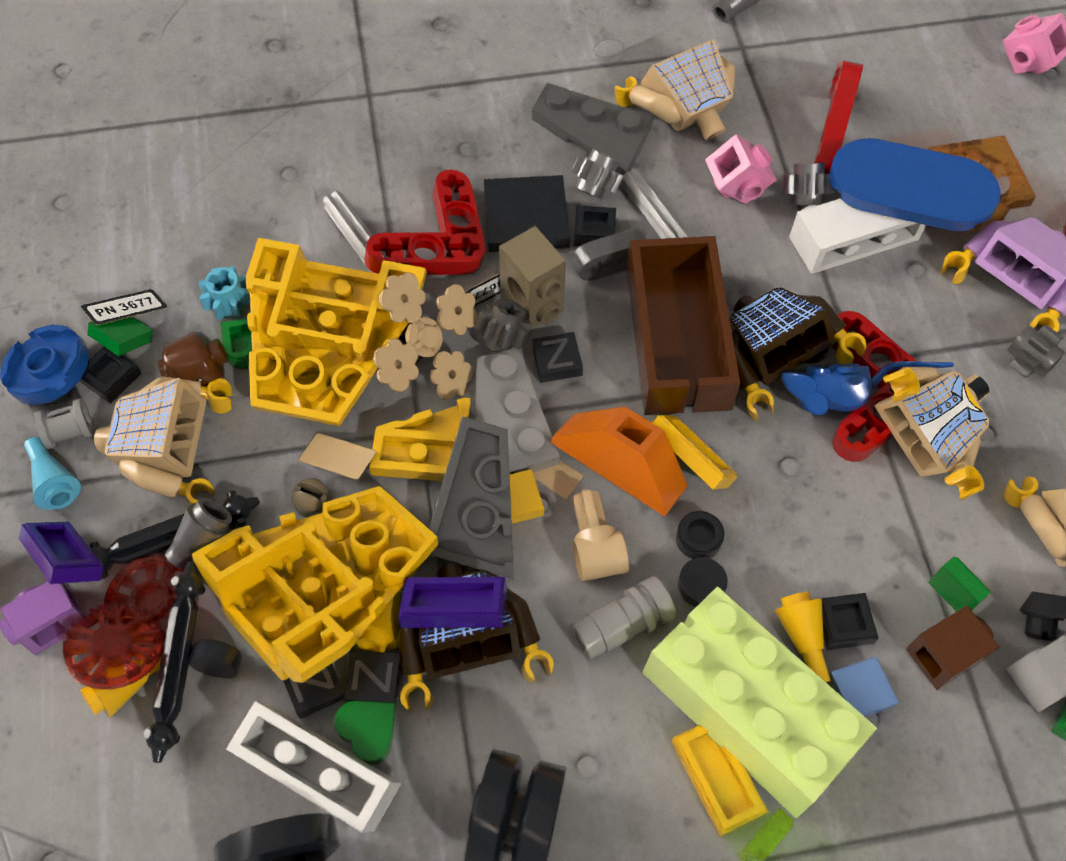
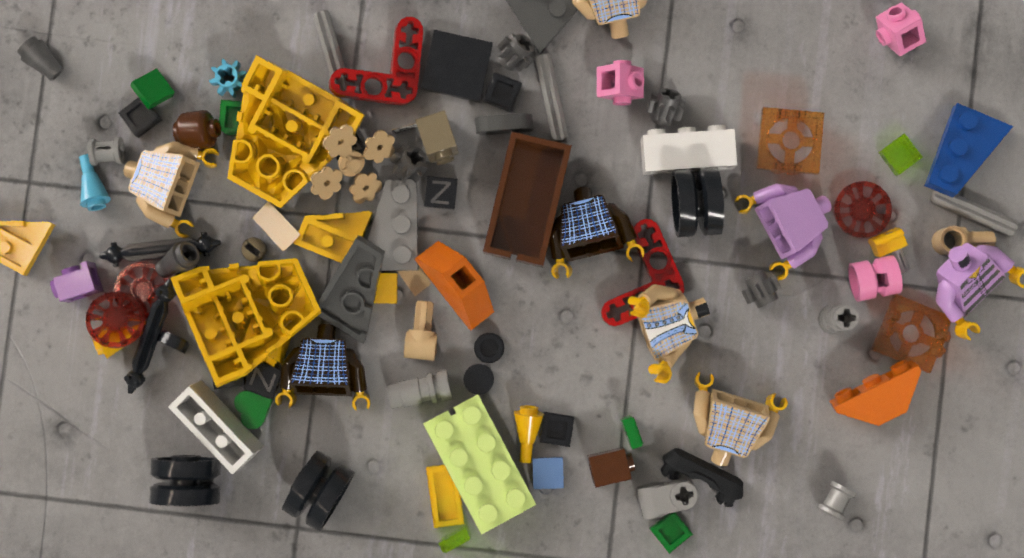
camera: 20 degrees right, 25 degrees up
(44, 365) = (99, 100): blue tile -> none
(60, 552) = (92, 249): dark purple tile -> none
(123, 306) = (158, 68): sticker -> none
(453, 602) = (317, 359): dark purple tile -> none
(696, 453) = (503, 293): yellow tile -> none
(841, 385) = (617, 277): blue animal -> none
(842, 97) = (713, 51): red beam -> none
(905, 264) = (697, 202): none -> black wheel
(914, 184) = (732, 140): blue tile -> none

